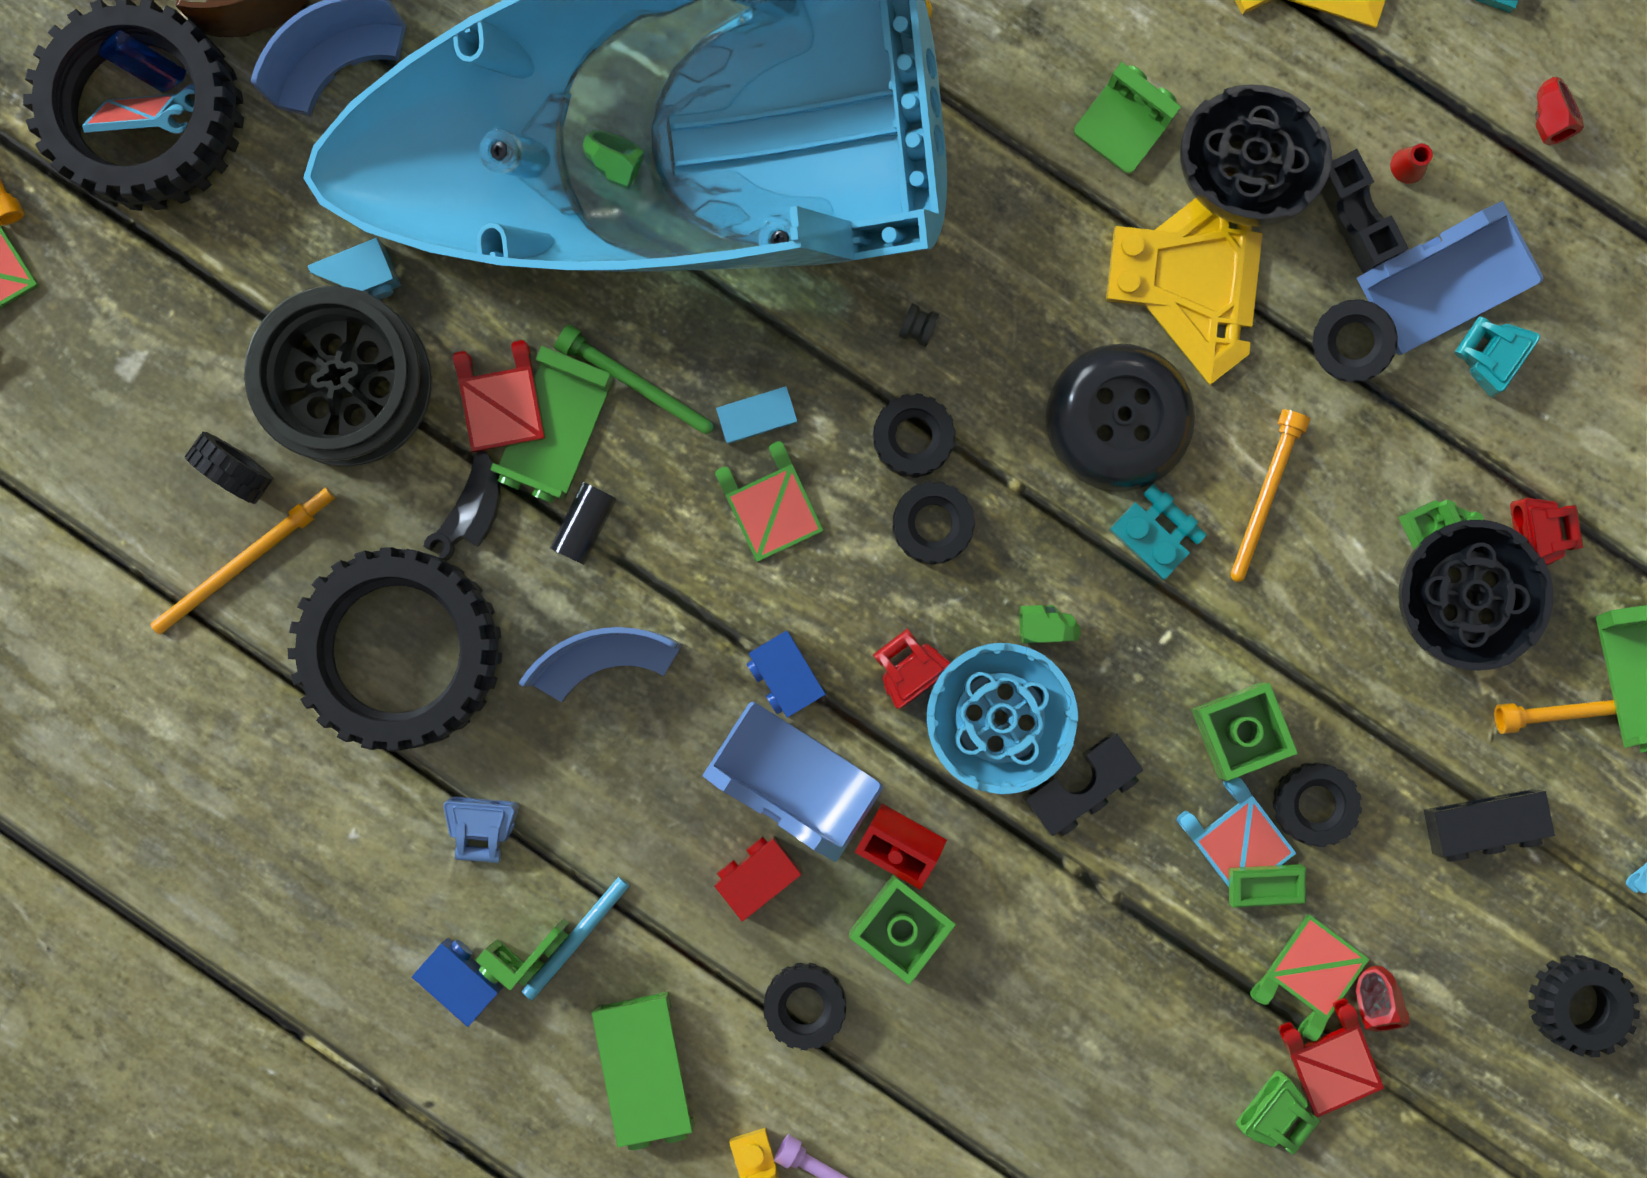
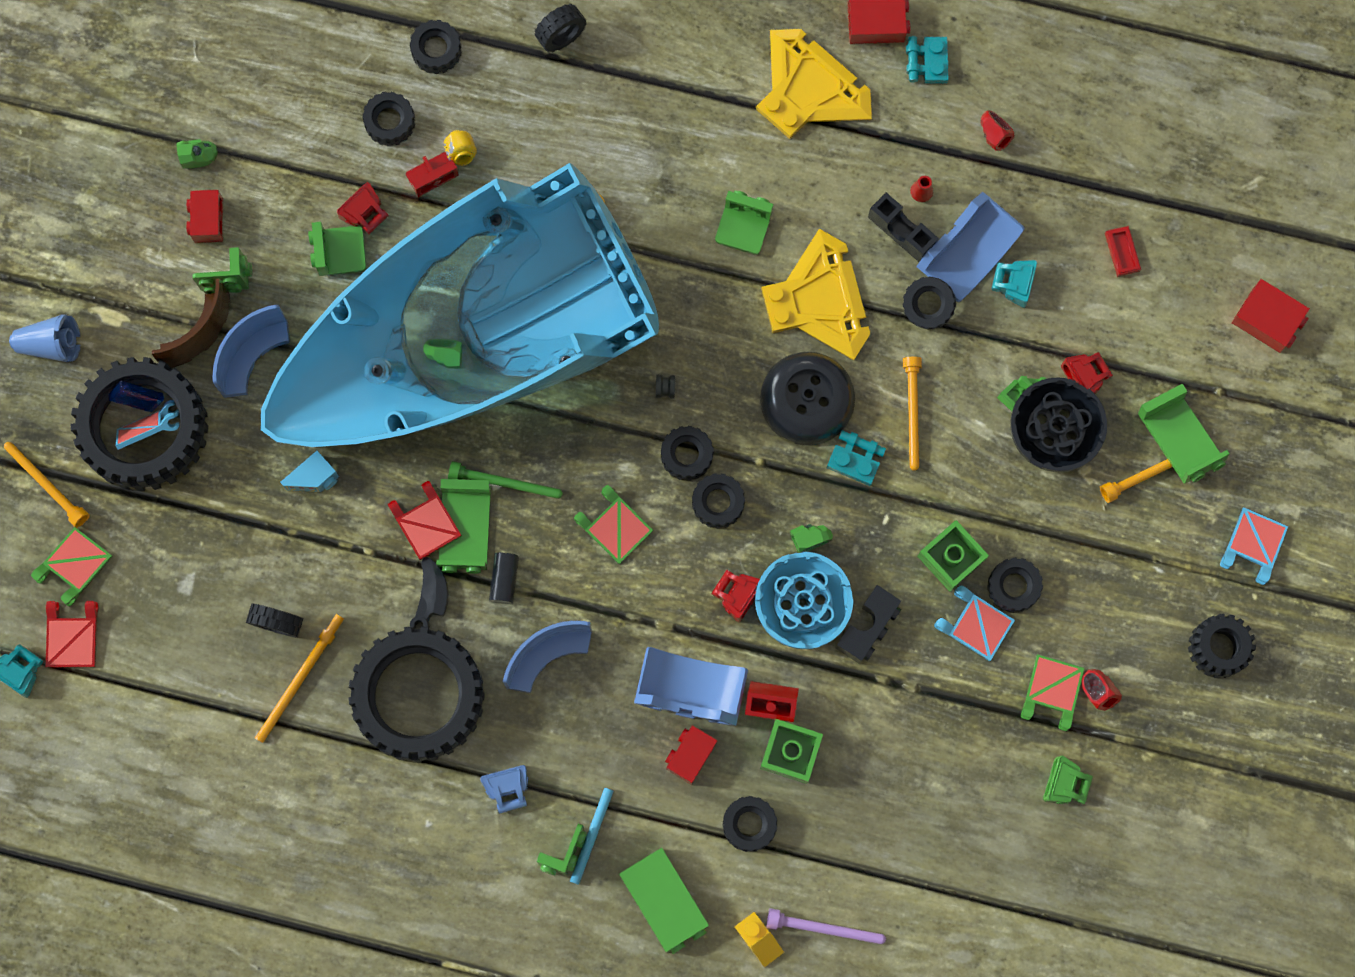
camera: 25 degrees left, 10 degrees down
(277, 368) = (299, 510): pearl dark grey wheel -> none
(456, 981) = (527, 887): blue brick -> none
(756, 415) = (586, 475): medium azure tile -> none
(786, 675) = (662, 624): blue brick -> none
(1265, 122) = (826, 196): black brick -> none
(1267, 885) = (1004, 645): bright green tile -> none
(1335, 1066) = (1089, 740): flag -> none
(1489, 824) = (1122, 559): black brick -> none

